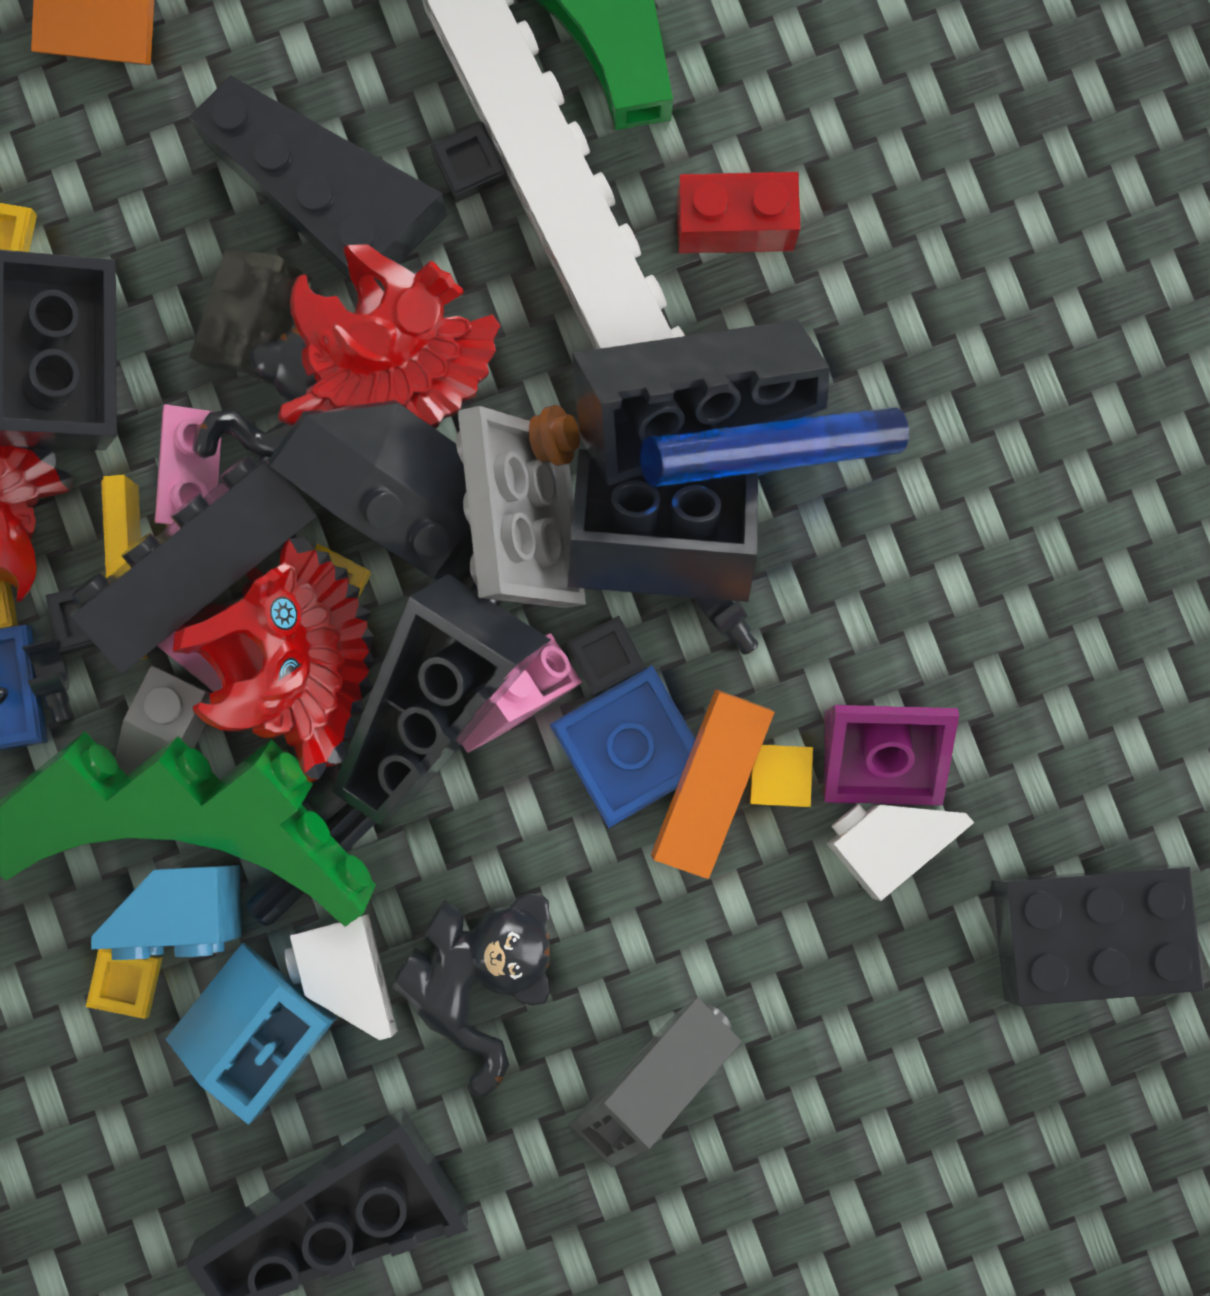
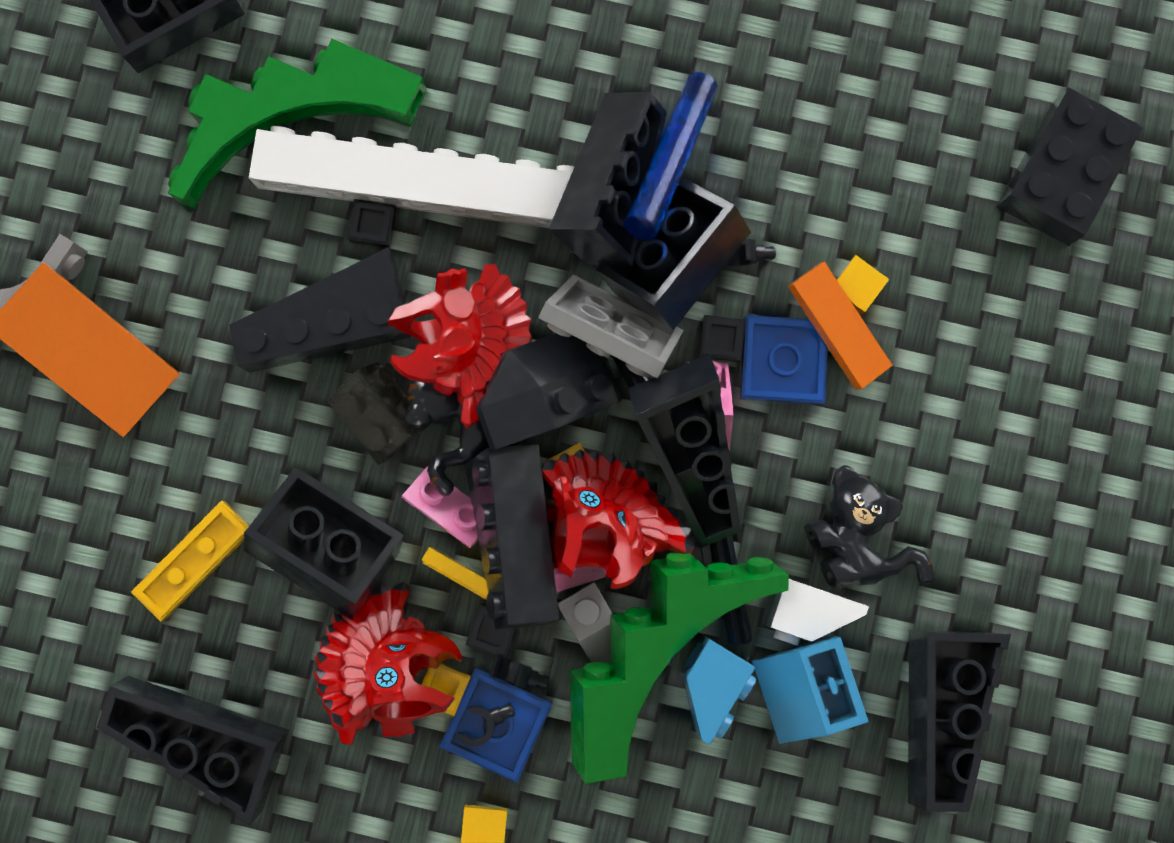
camera: 55 degrees left, 0 degrees up
(124, 985) = (730, 751): yellow tile -> none
(554, 436) = (579, 278): dark orange plate -> none
(657, 1083) = (993, 473): dark grey slope -> none
(738, 212) = (513, 86): red brick -> none
(888, 754) = (888, 214): magenta slope -> none
(892, 843) = (942, 247): white slope -> none

